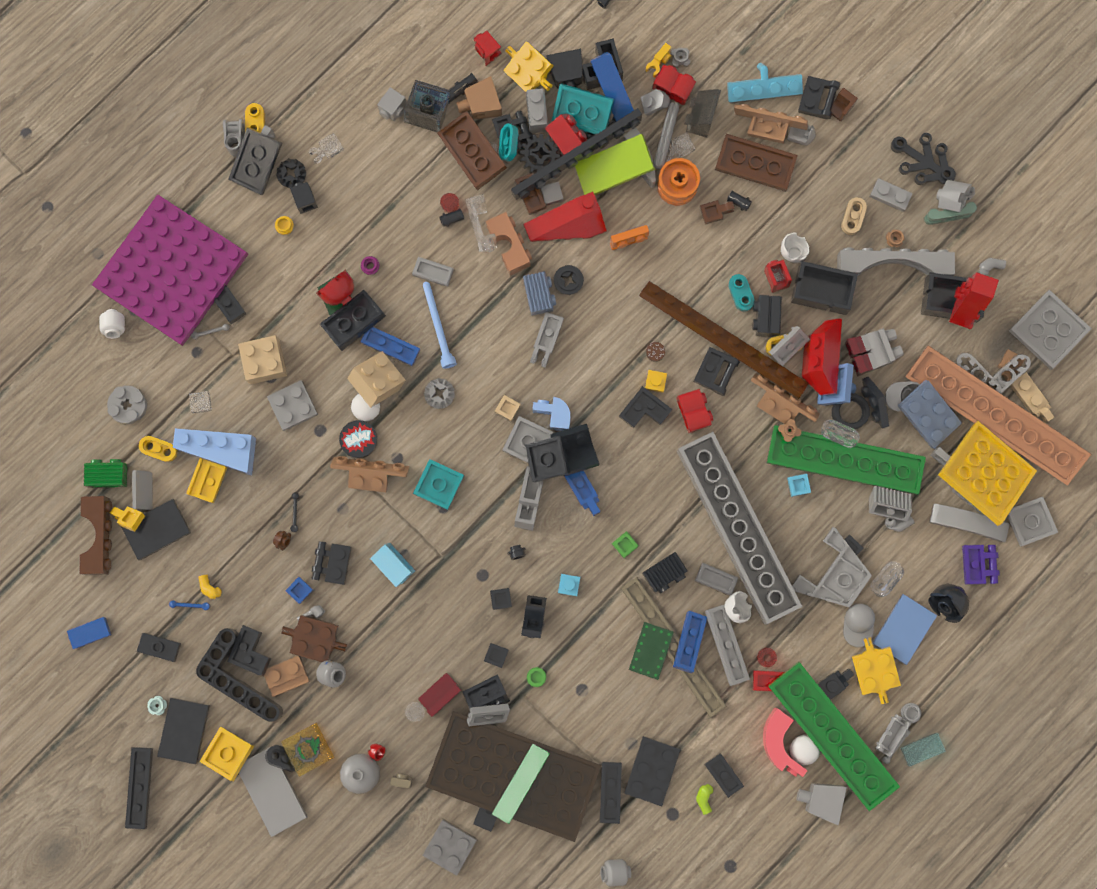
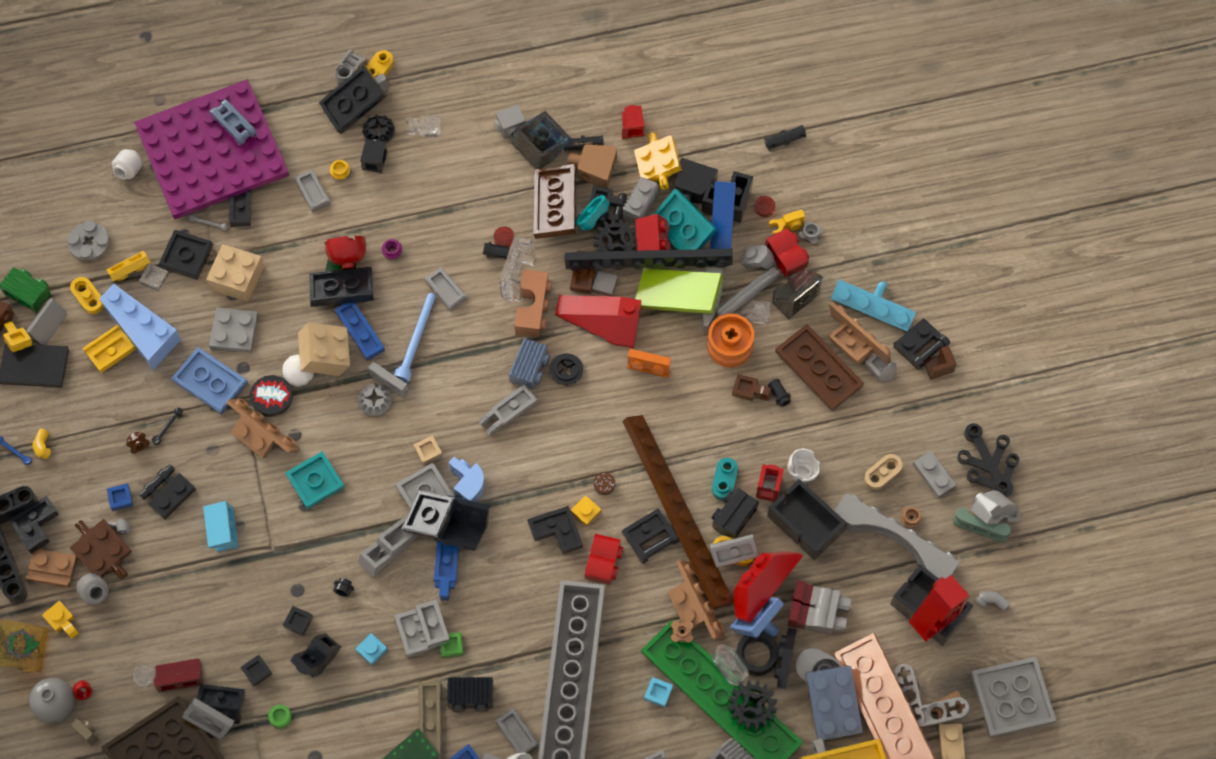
camera: 30 degrees right, 15 degrees down
(173, 406) = (135, 263): none -> yellow plate
(174, 238) = (232, 122): none -> sand blue plate
(212, 368) = (185, 254): none -> black plate
(274, 255) = (312, 190): none -> light grey tile
(302, 456) = (209, 380): none -> medium blue tile
(320, 709) = (60, 619): none -> yellow plate
(440, 372) = (388, 380): none -> light grey tile
(596, 546) = (421, 628): none -> light grey slope
(631, 56) = (764, 206): none -> clear red tile
(869, 450) = (760, 699): none -> black gear

